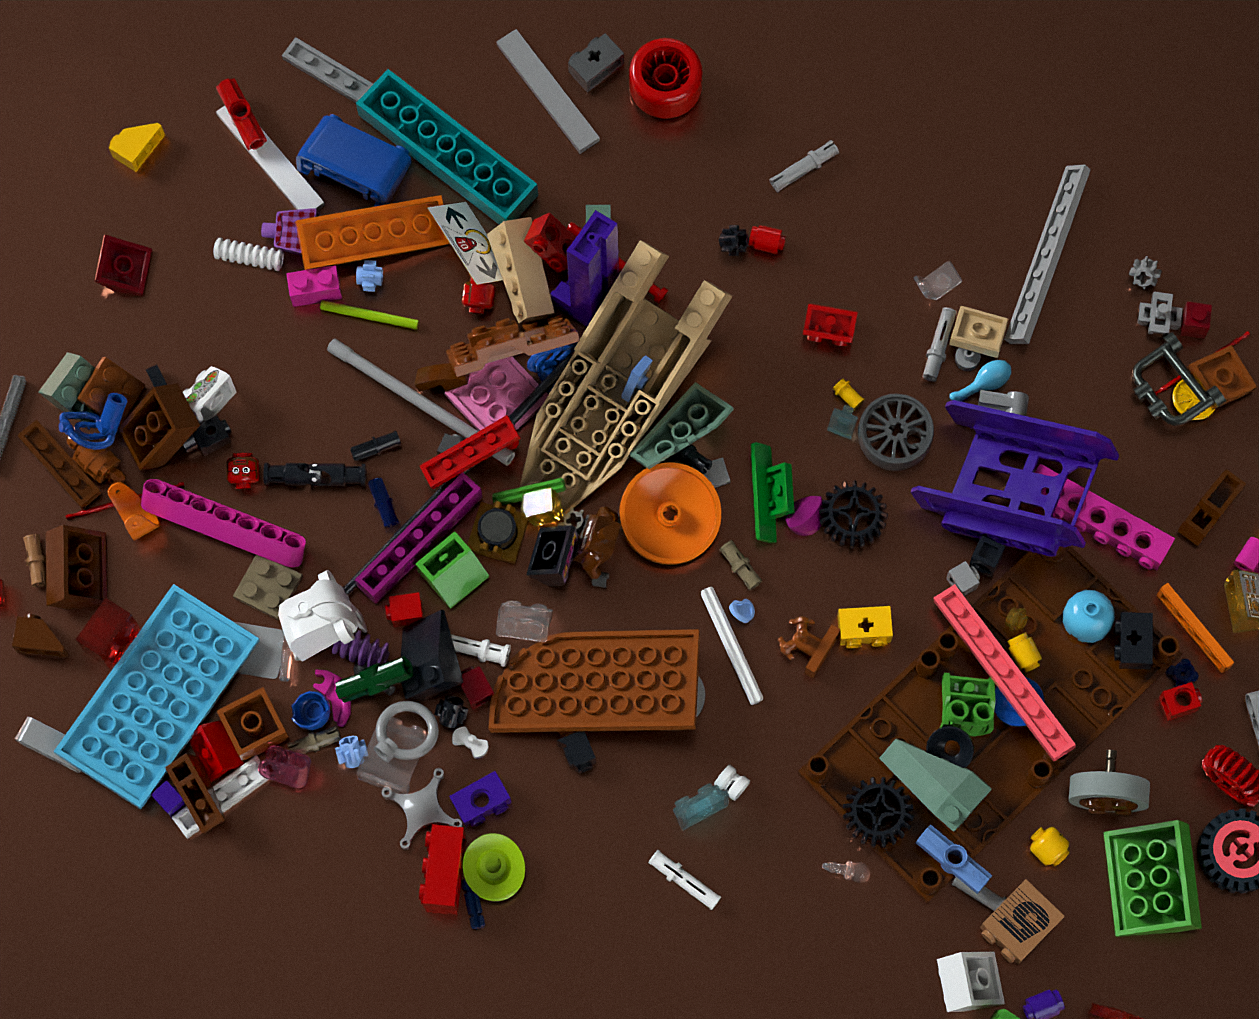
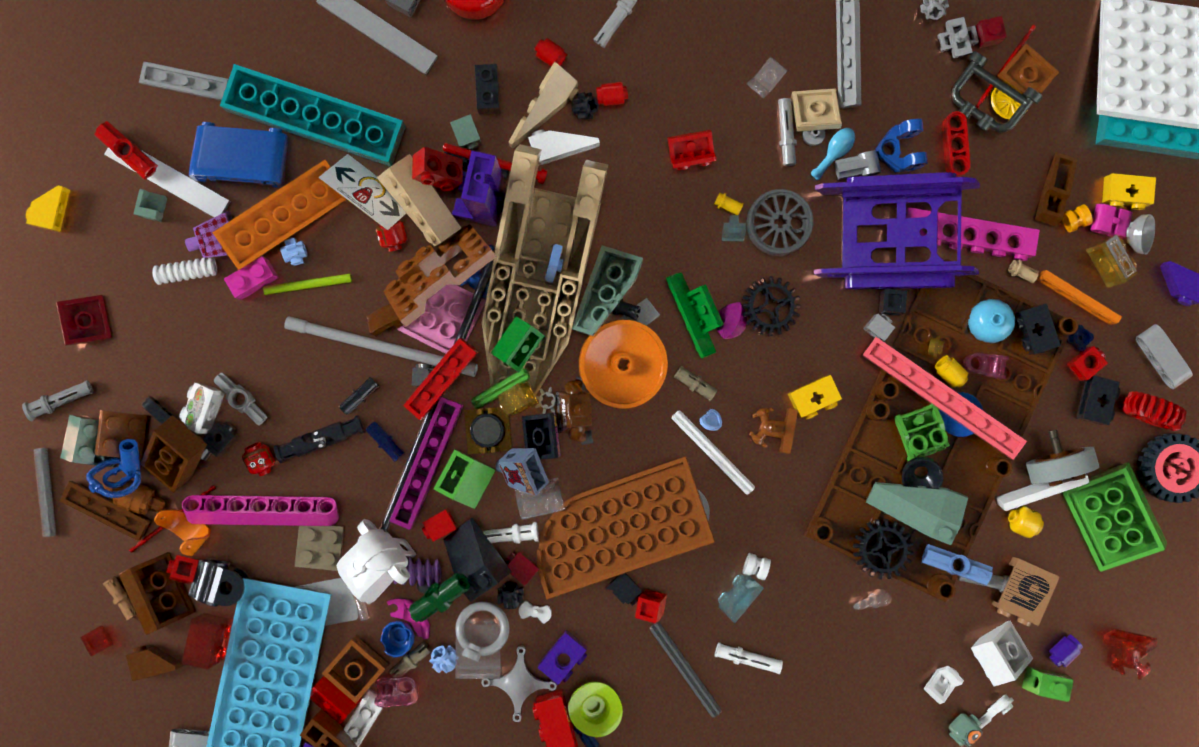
camera: 25 degrees left, 15 degrees up
(47, 335) = (46, 402): none -> light grey pin
(115, 551) = (182, 569): none -> red brick
(140, 575) = (211, 583): none -> black piece
(240, 178) = (150, 205): none -> sand green panel
(255, 412) = (232, 391): none -> light grey axle
(518, 582) = (523, 470): none -> sand blue torso
(565, 446) = (517, 344): none -> green brick
(599, 778) = (651, 606): none -> red brick
(610, 866) = (685, 669): none -> dark grey axle
(638, 188) = (487, 89): none -> black brick
(690, 270) = (560, 145): none -> white slope
(704, 219) = (554, 93): none -> tan wedge
(719, 176) = (550, 52): none -> red brick
(891, 989) = (943, 683): none -> white bracket
(1067, 386) = (902, 131): none -> blue piece
(1067, 661) = (990, 365): none -> clear pink piece
(1070, 818) = (1036, 492): none -> white tile
(1122, 411) = (961, 136): none -> red beam
(1144, 579) = (1018, 269): none -> tan pin
(1166, 754) = (1092, 410): none -> black brick
(1223, 544) = (1079, 217): none -> light orange wheel

